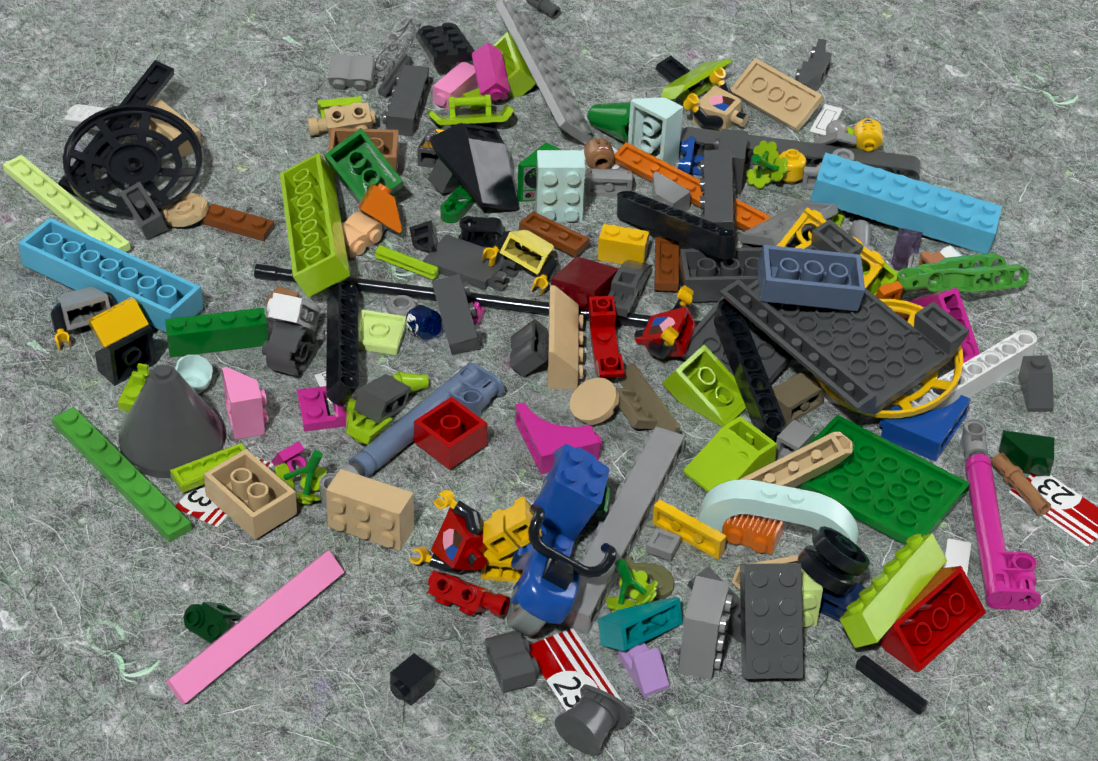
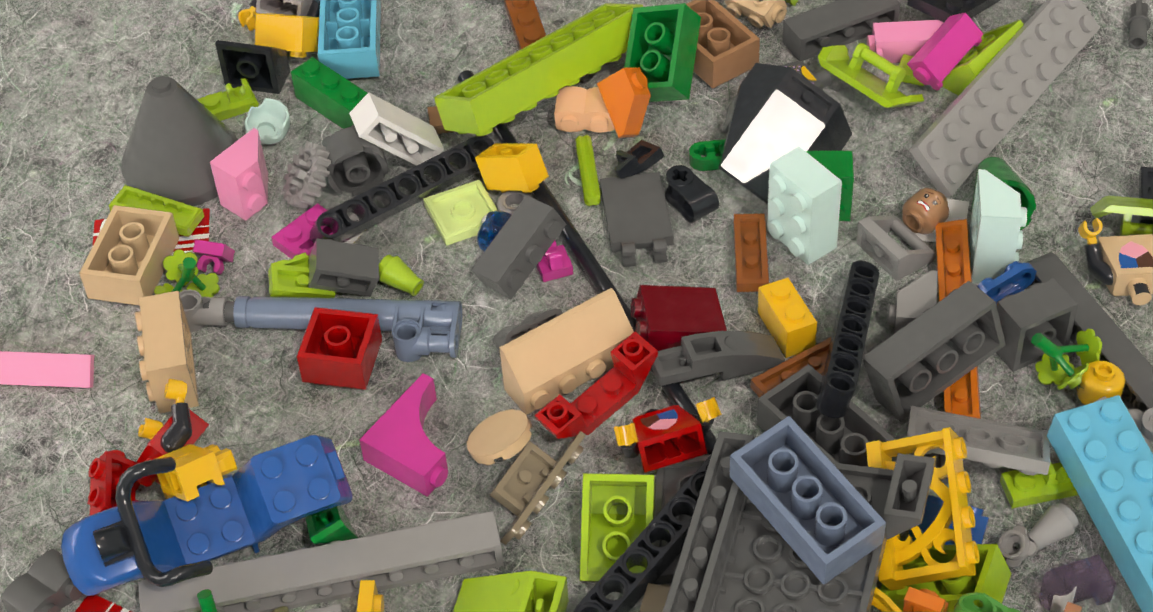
camera: 60 degrees right, 5 degrees up
(122, 474) = (98, 172): bright green plate -> none
(290, 371) = (306, 175): none -> light grey gear
(382, 283) = (512, 167): none -> yellow brick
(527, 251) = (682, 244): light yellow torso -> none

